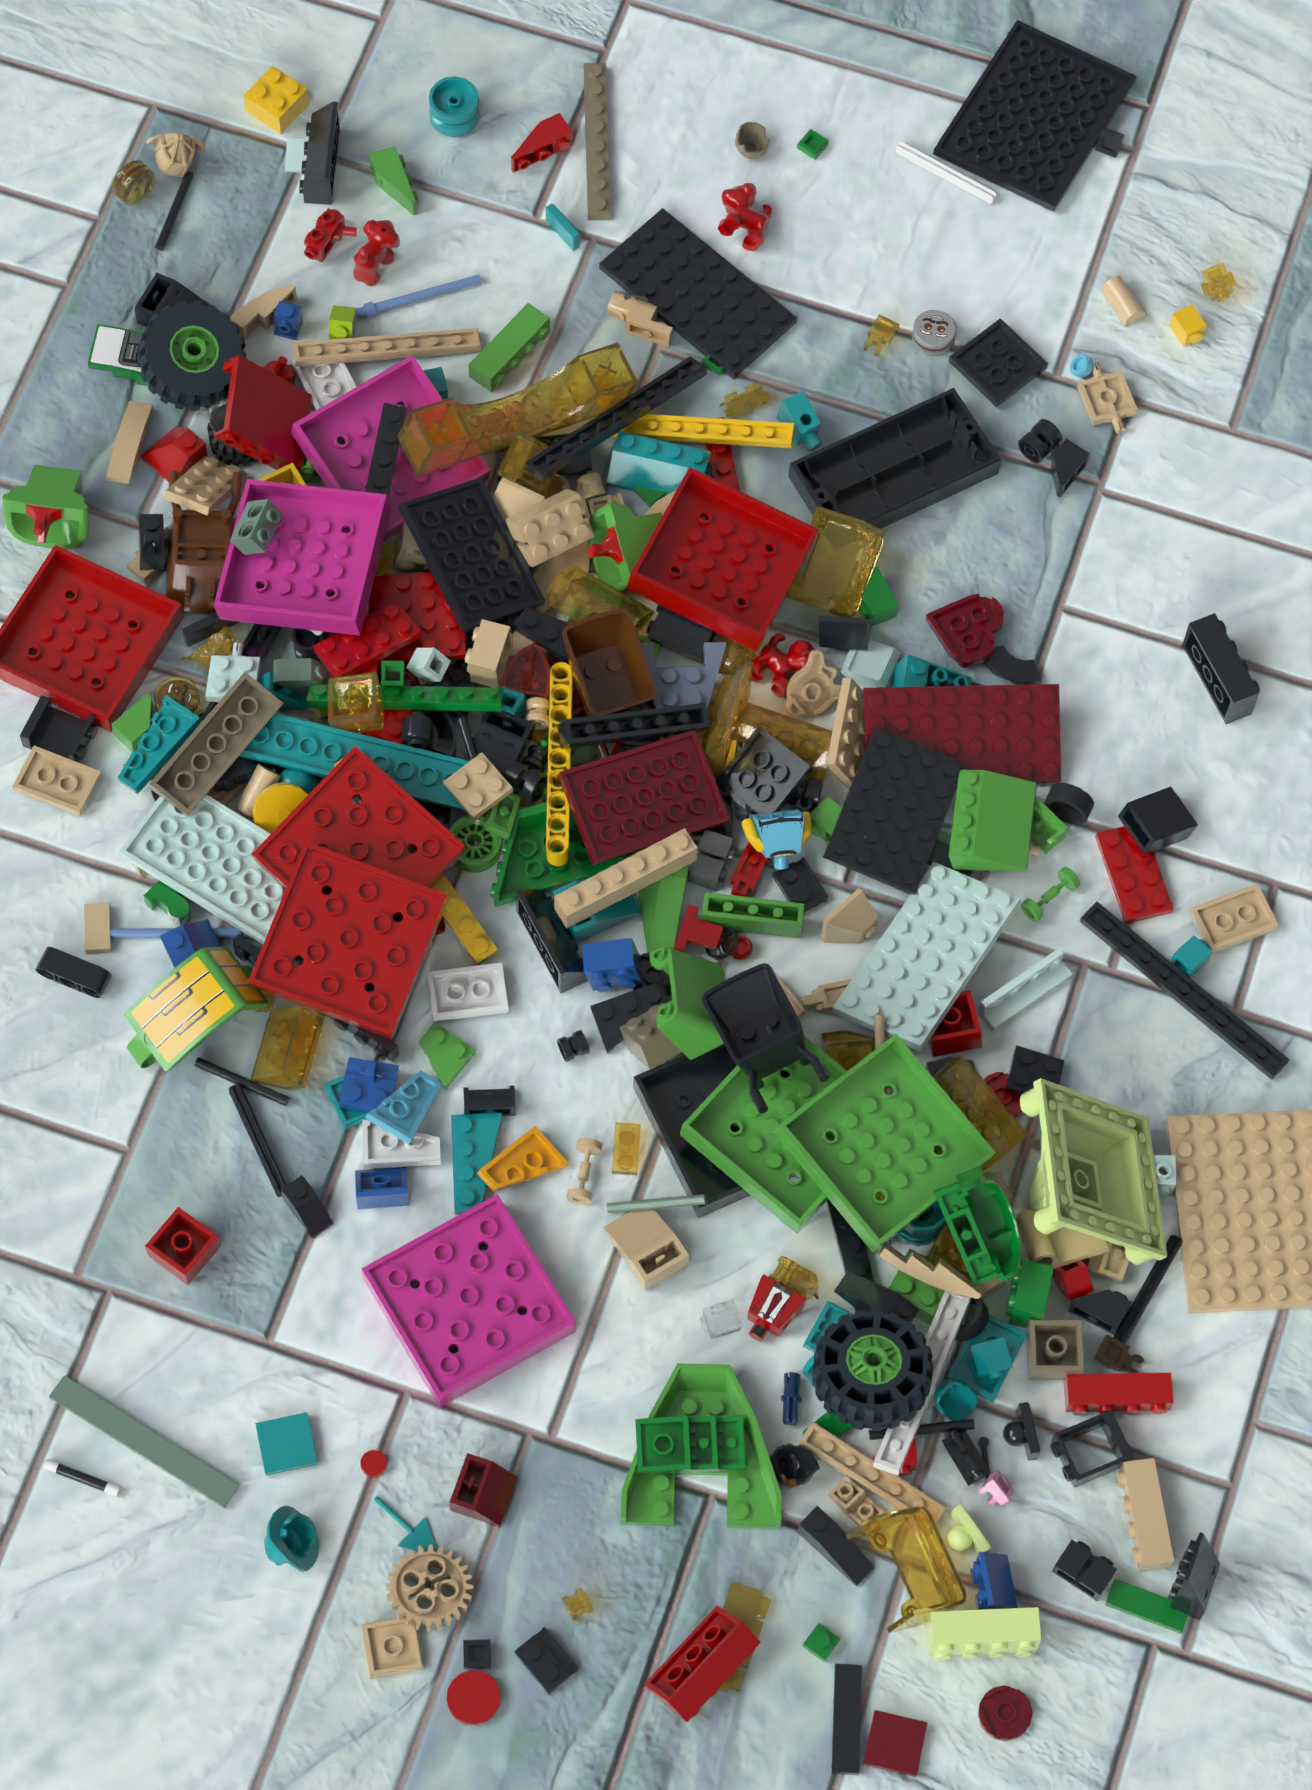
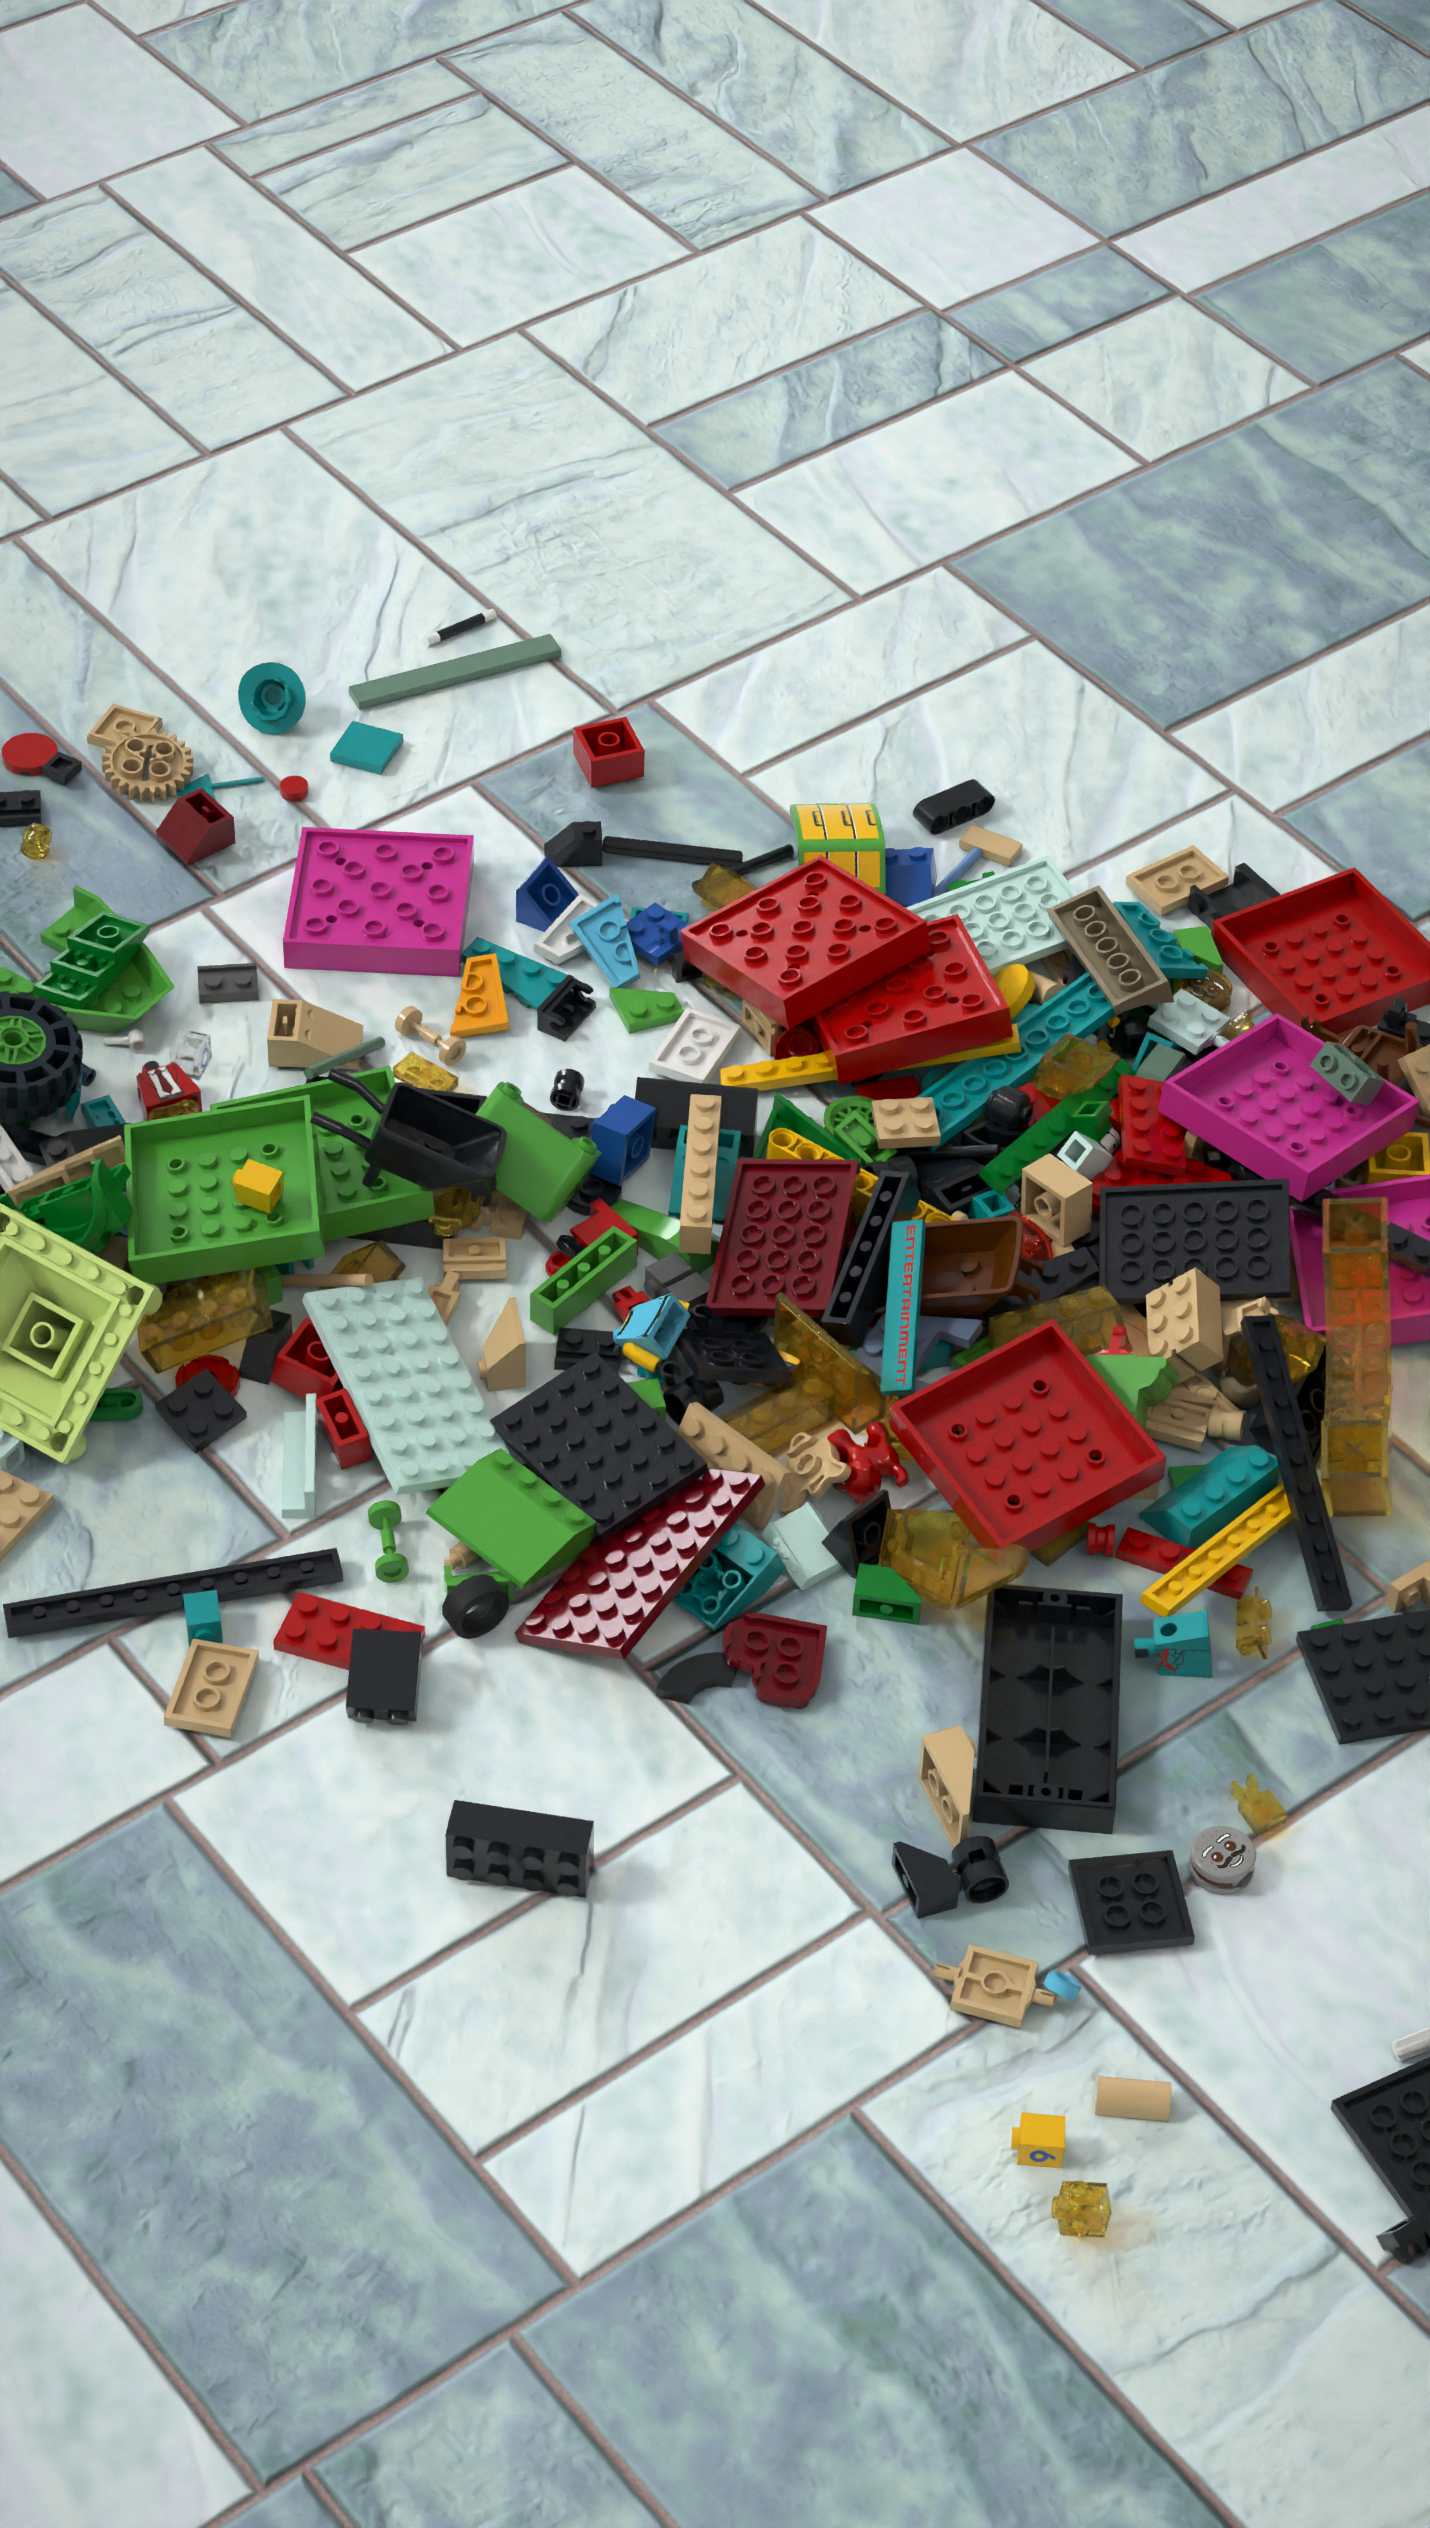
camera: 125 degrees right, 20 degrees down
(524, 483) = (1255, 1308): none -> tan tile
(624, 1355) = (227, 983): none -> dark grey plate
(665, 682) = (903, 1308): none -> teal tile
(883, 1101) = (258, 1186): none -> yellow brick
(990, 972) = (343, 1428): none -> red brick
(998, 477) = (947, 1778): none -> tan slope

